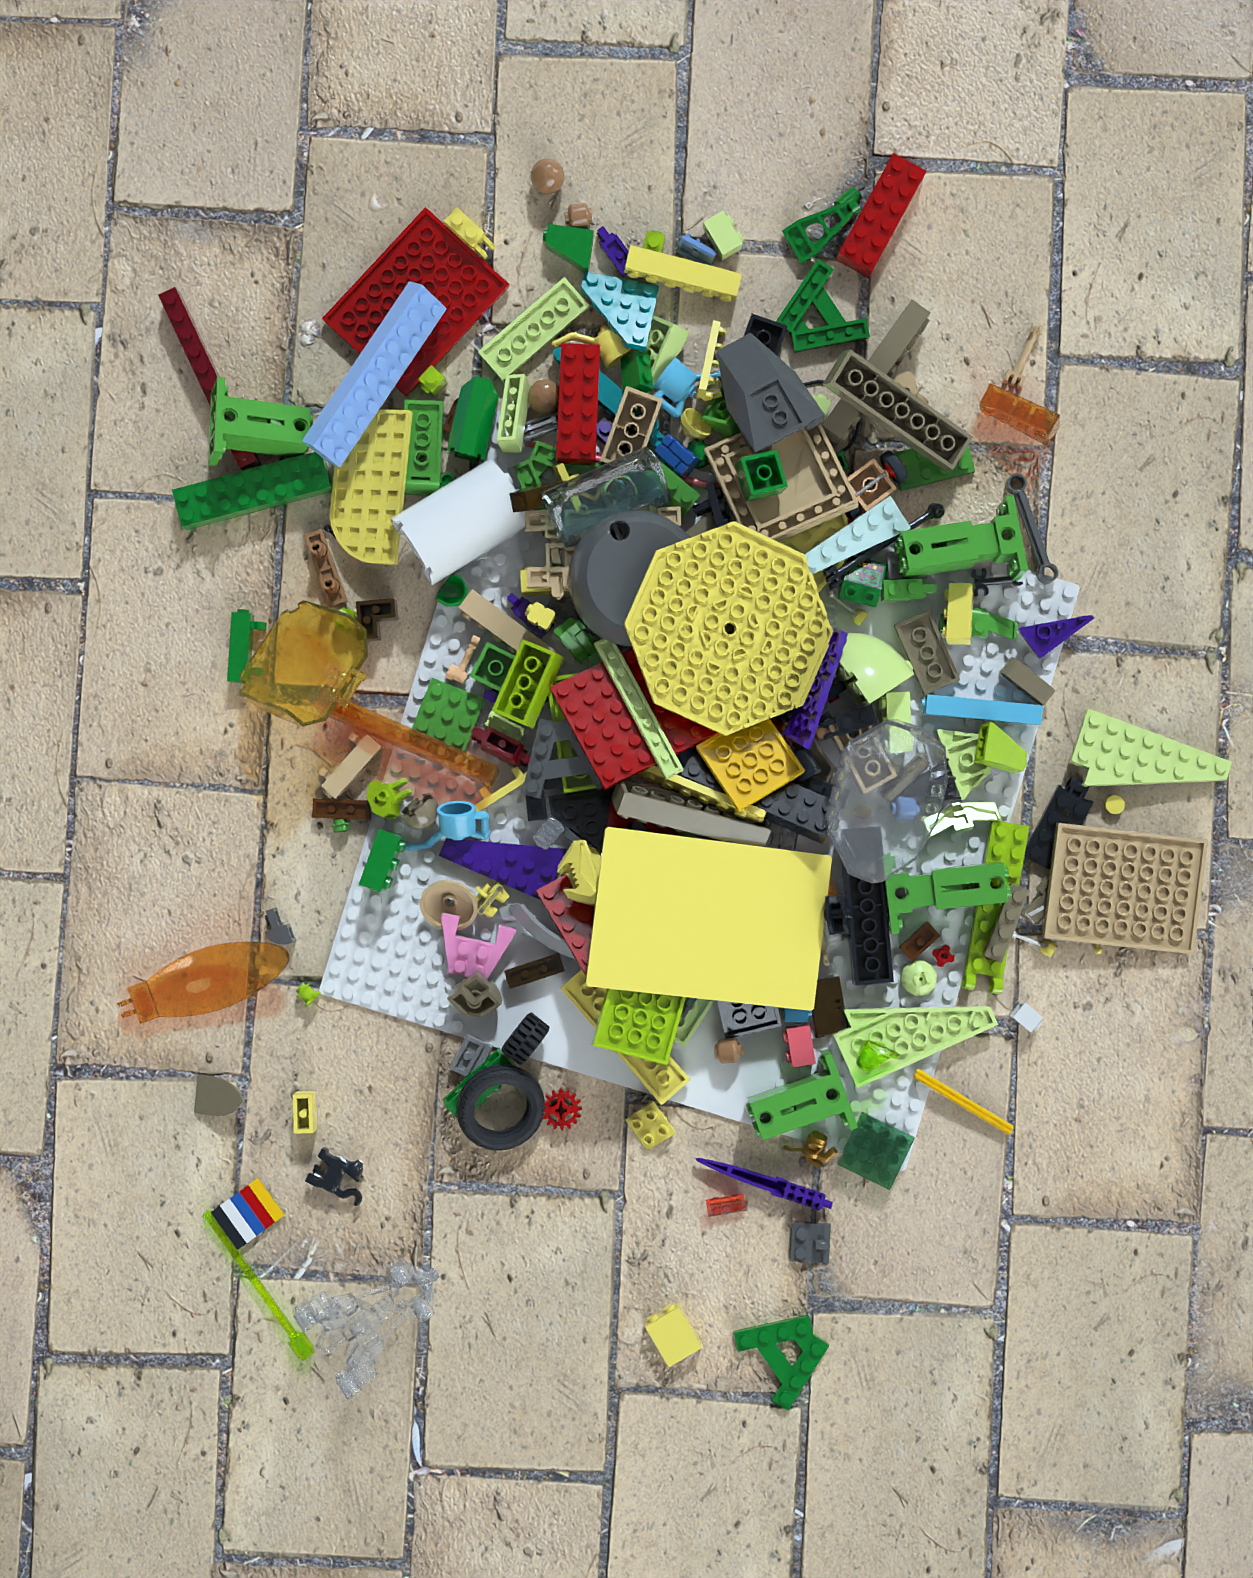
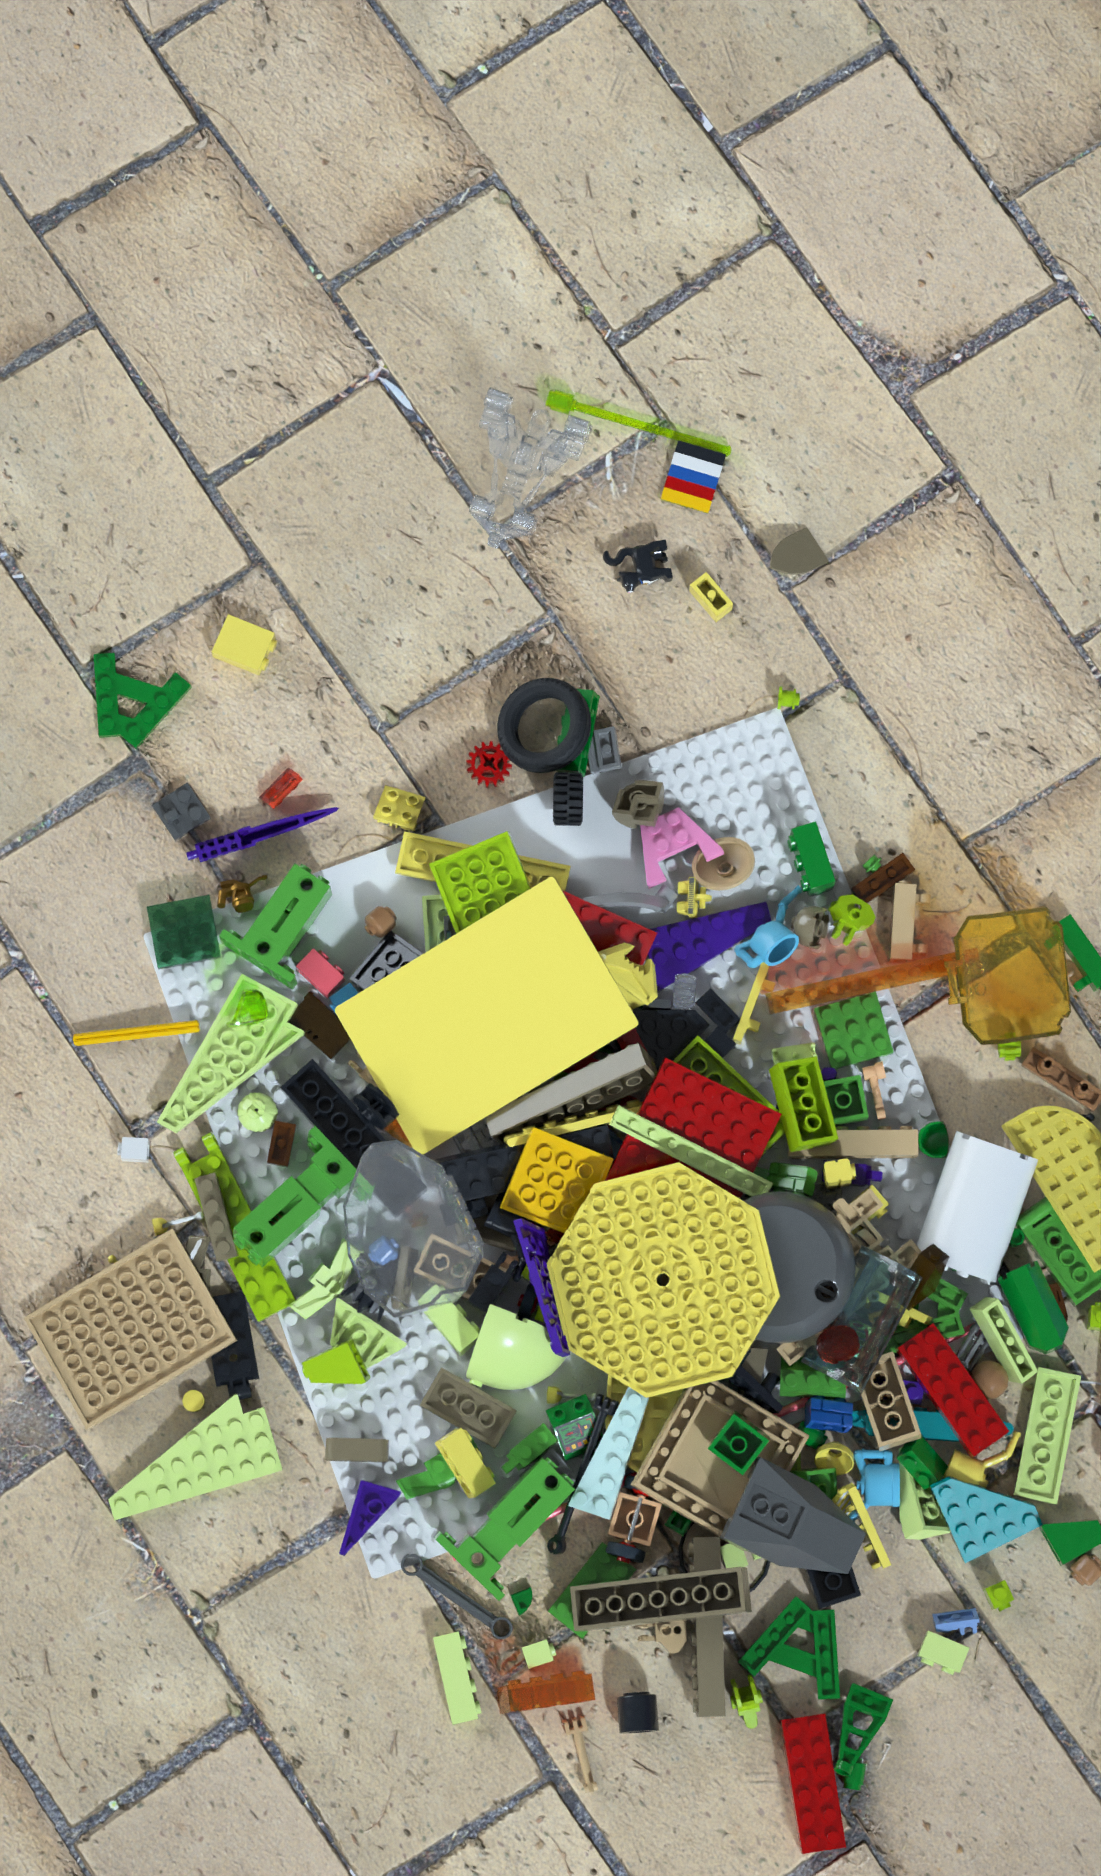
camera: 140 degrees right, 10 degrees down
(206, 980) = (883, 645): clear orange windscreen -> none
(279, 933) = (853, 731): dark grey brick -> none
(372, 612) = (990, 1070): dark brown brick -> none
(501, 746) = (783, 1036): dark red hinge -> none
(534, 970) = (604, 864): dark brown plate -> none
(541, 765) = (735, 1043): dark grey plate -> none
(614, 249) = (1027, 1564): dark purple hinge -> none
(637, 491) = (837, 1344): none -> clear red tile
(682, 273) = (952, 1588): light yellow brick -> none
(885, 304) = (746, 1701): none -> lime hinge
(937, 953) = (251, 1153): red plate -> none
(967, 352) = (637, 1713): none -> black piece
(982, 582) = (466, 1510): black bar -> none
(982, 710) = (379, 1392): medium azure brick -> none
(986, 492) = (522, 1600): none -> green tile
(1004, 446) = (538, 1653): none -> yellowish green brick
(1074, 472) = (455, 1677): none -> yellowish green brick

